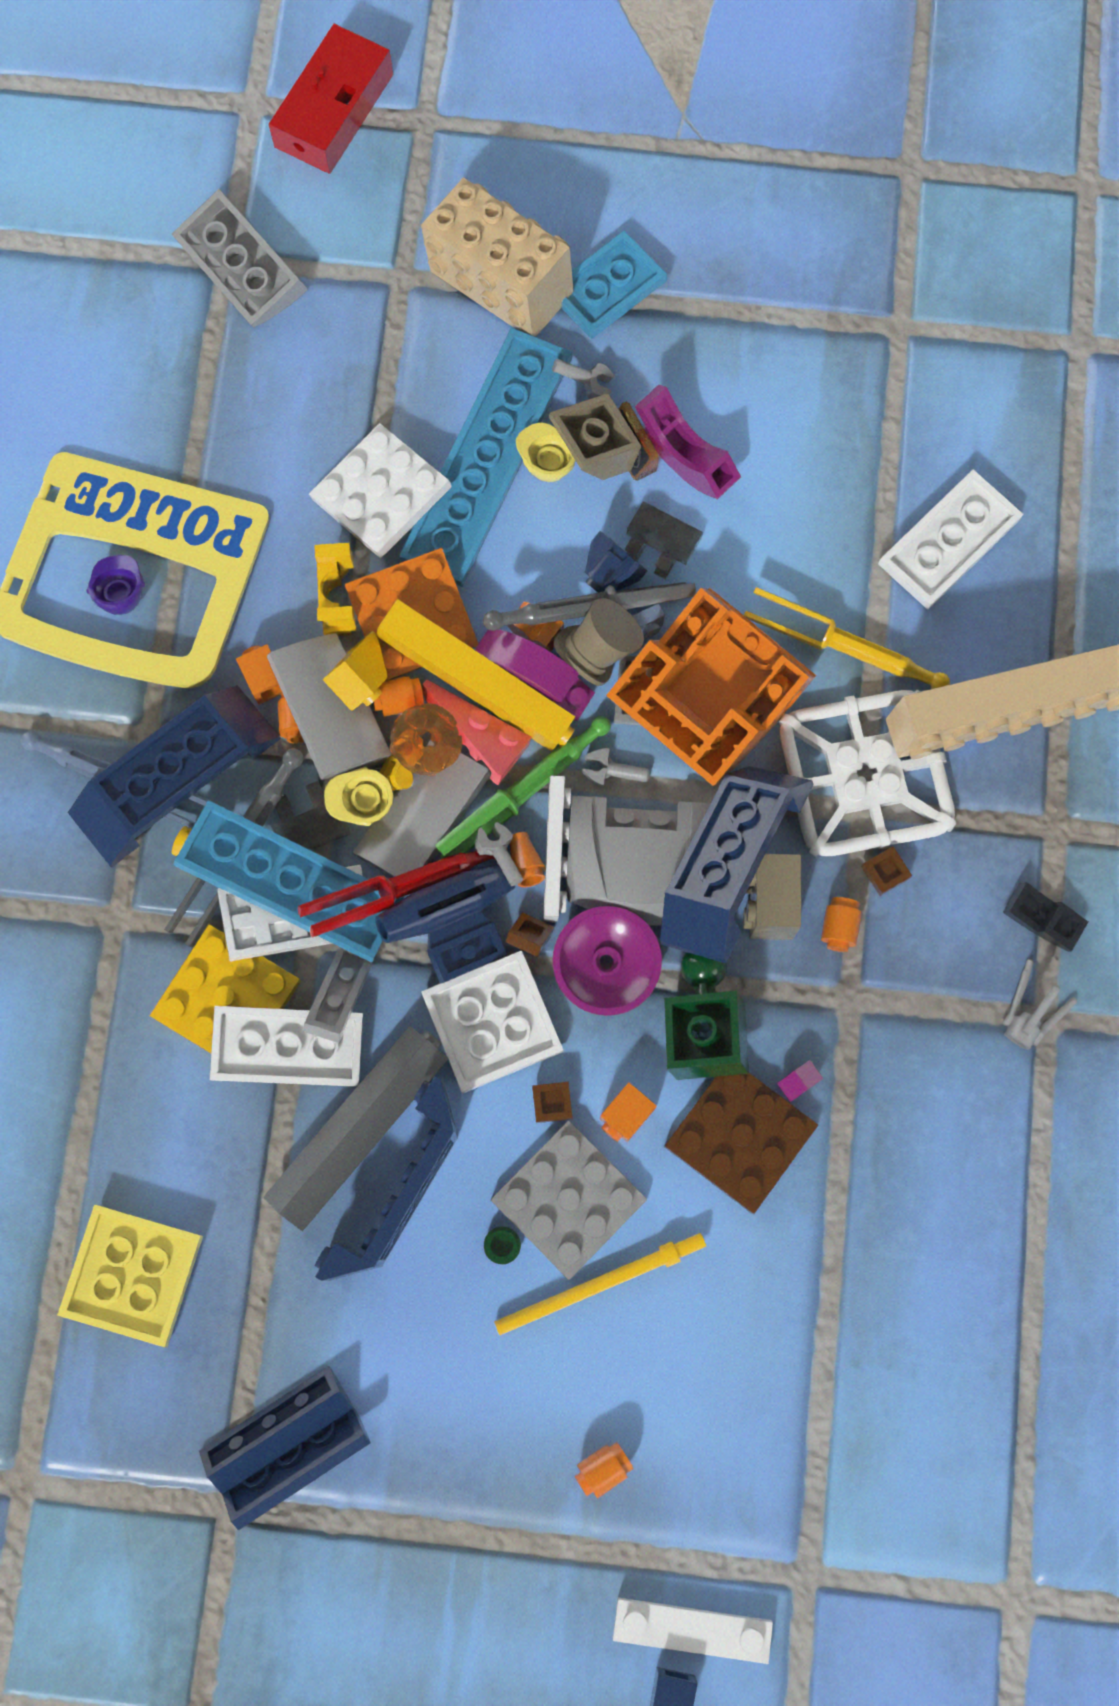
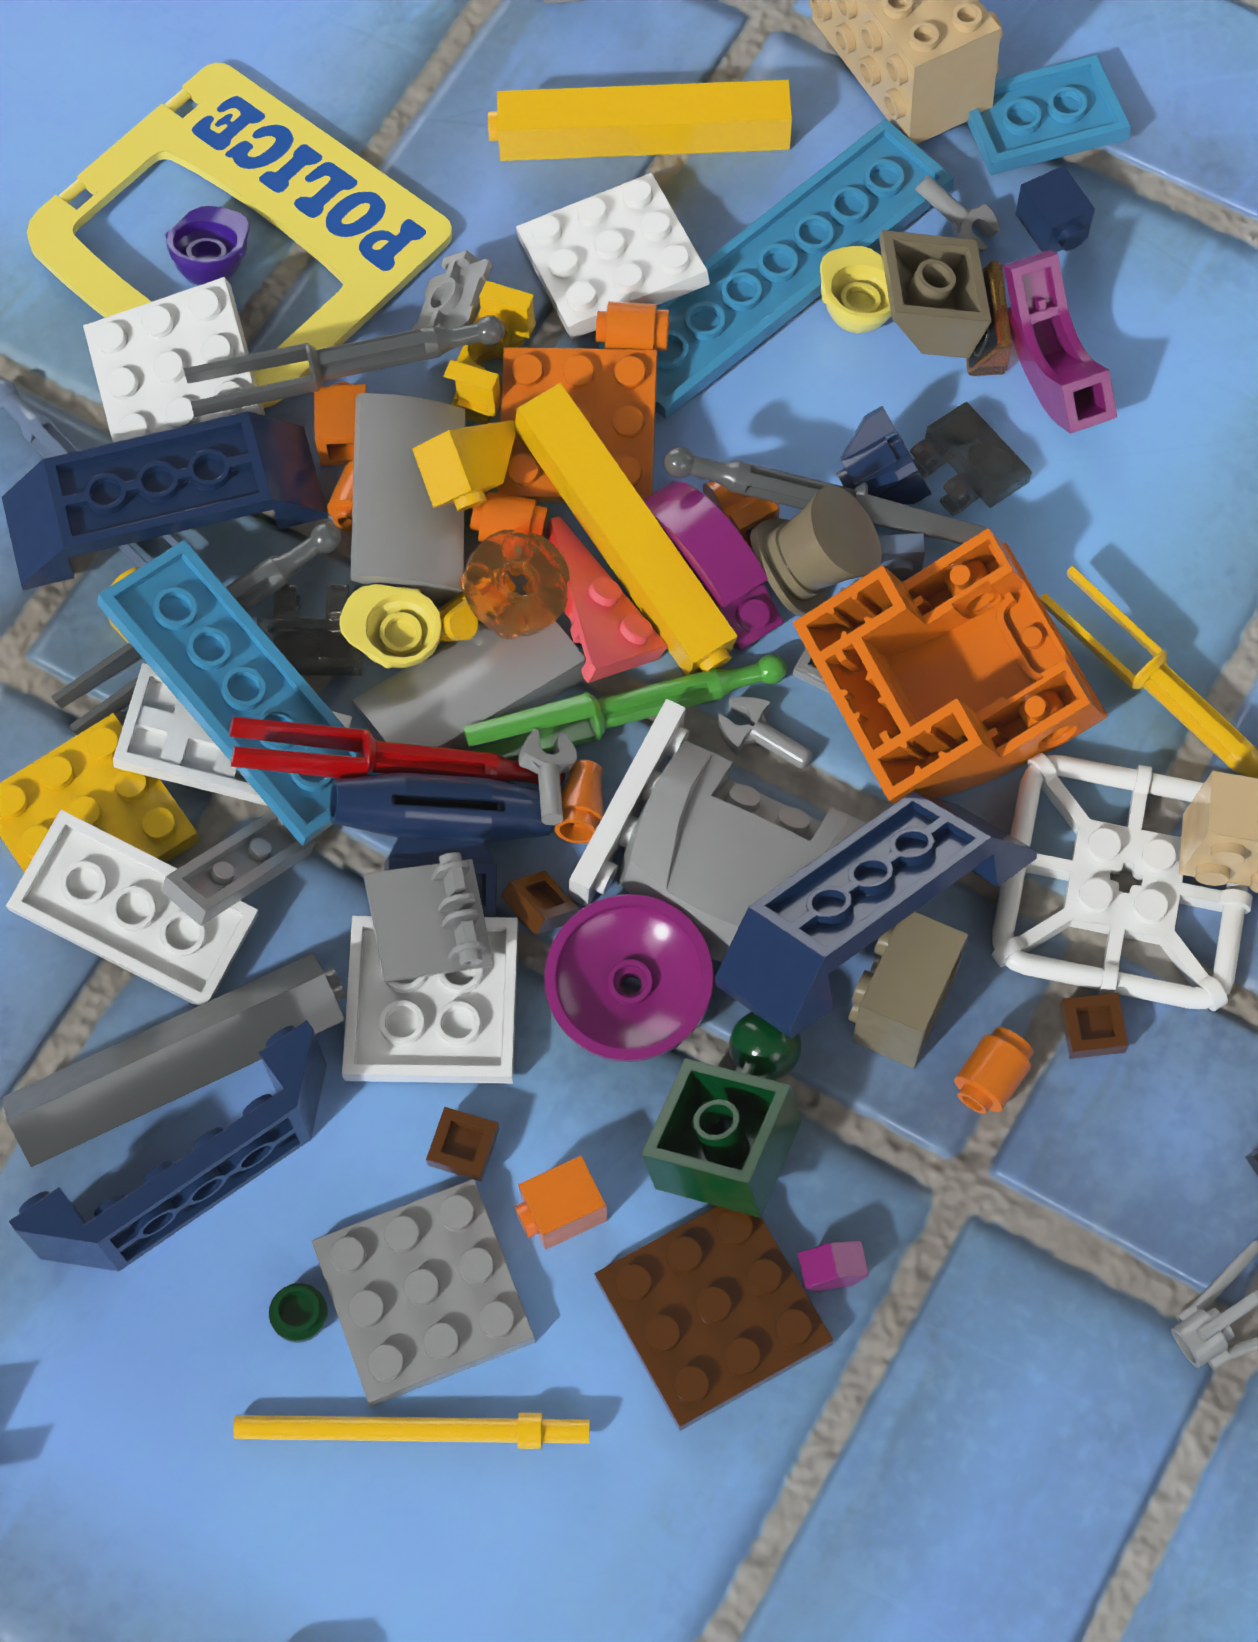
camera: 25 degrees right, 10 degrees down
(137, 681) = (144, 354): none -> white plate
(249, 635) = (337, 361): none -> dark grey piece
(293, 563) = (454, 295): none -> light grey piece
(356, 388) = (642, 120): none -> yellow brick
(419, 537) = (633, 326): none -> orange brick
(472, 977) = (428, 919): none -> light grey hinge
(644, 350) = (1055, 211): none -> dark blue brick

